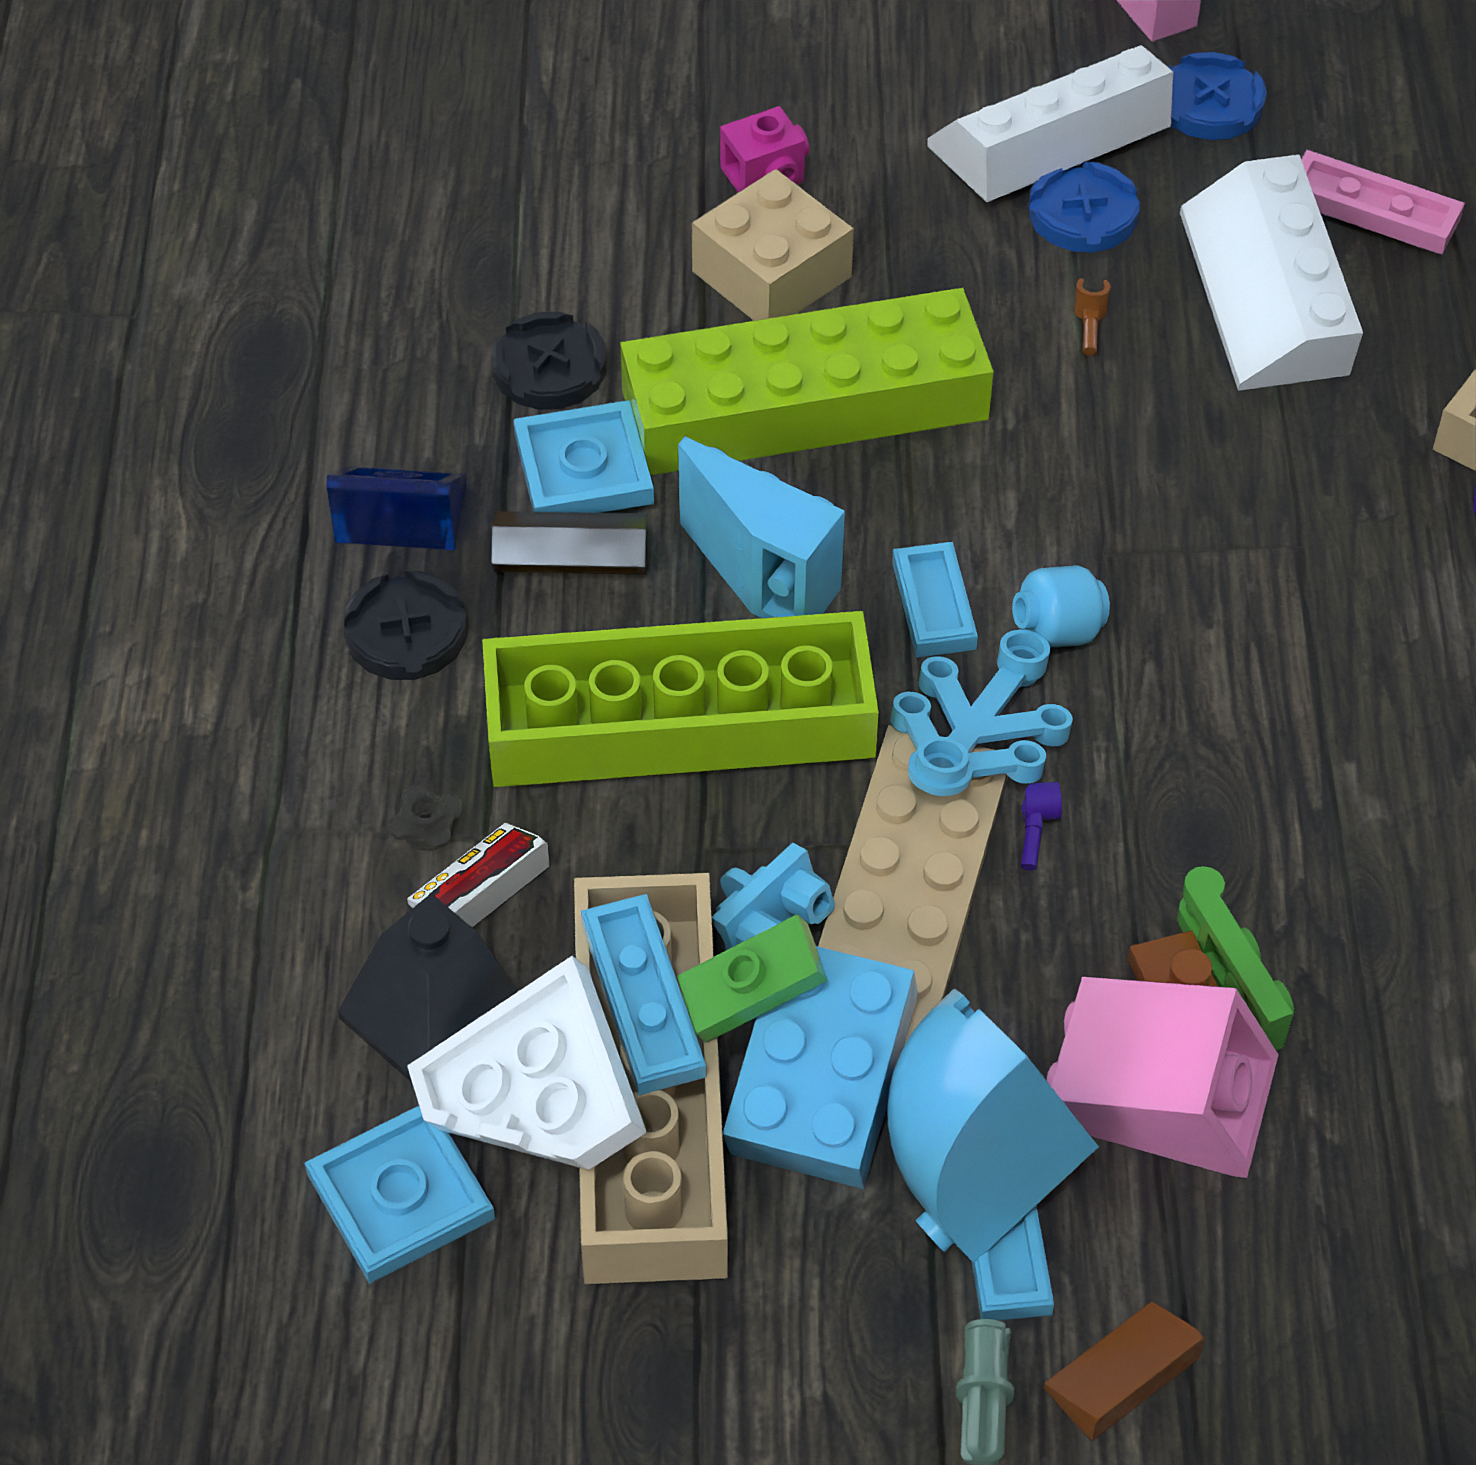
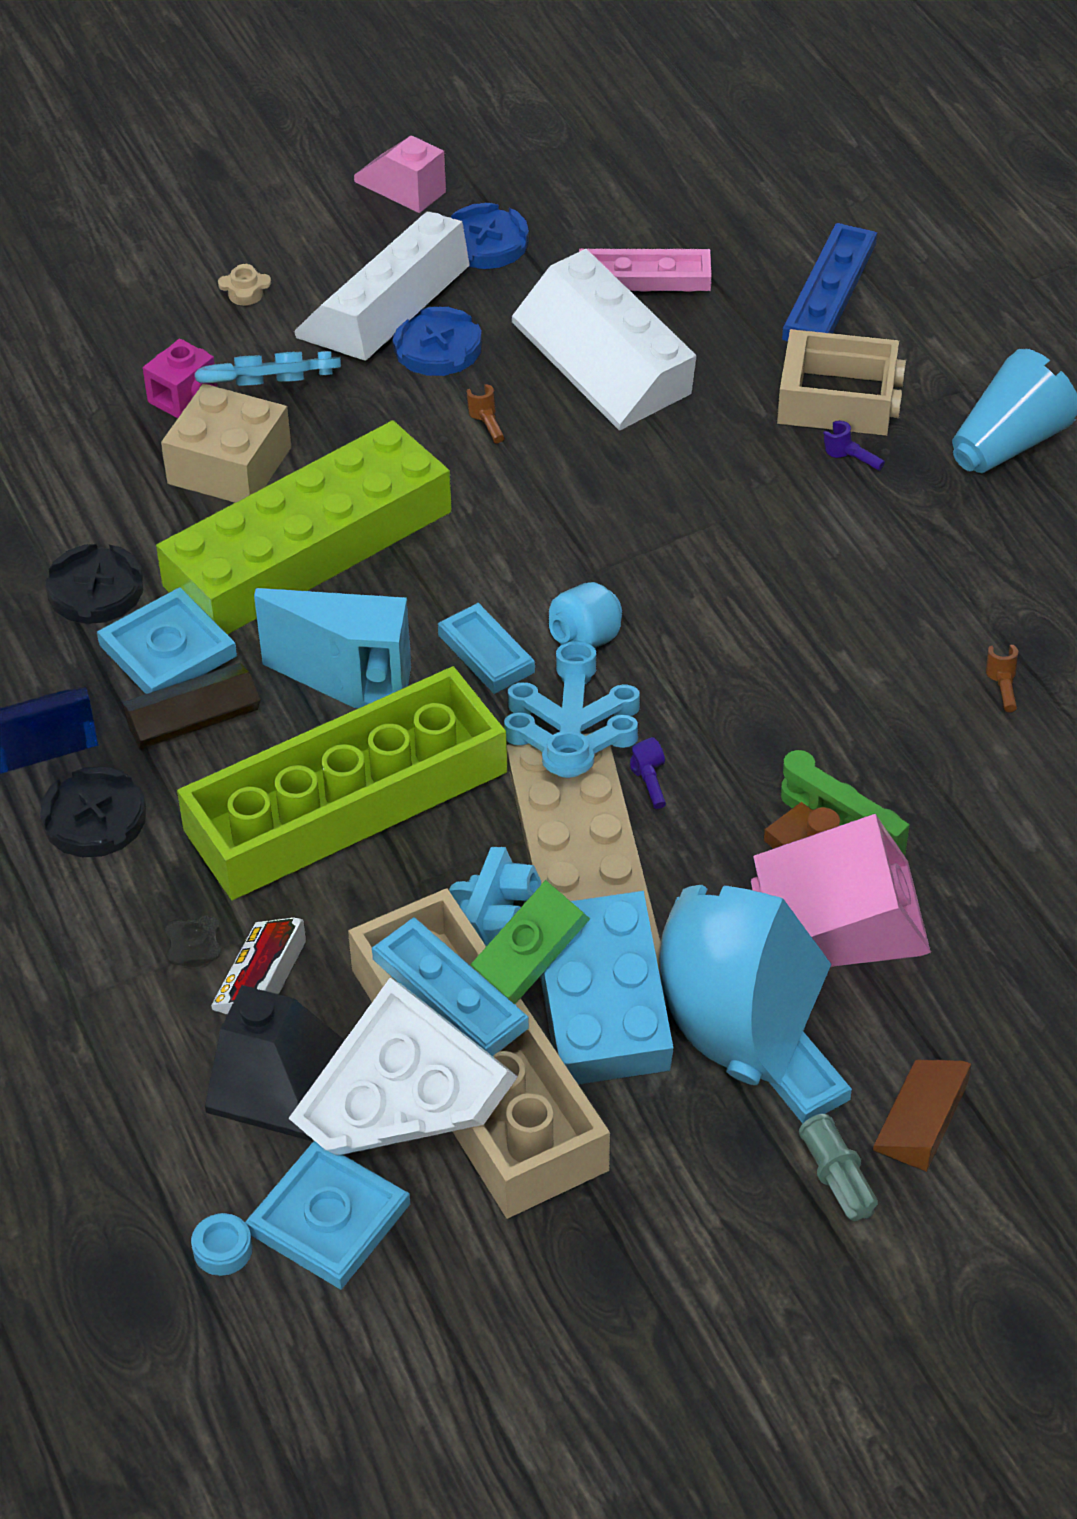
camera: 25 degrees left, 5 degrees down
(270, 1176) = (221, 1244): none -> medium azure tile
(843, 169) = (250, 369): none -> medium azure piece
(901, 63) = (244, 284): none -> tan plate

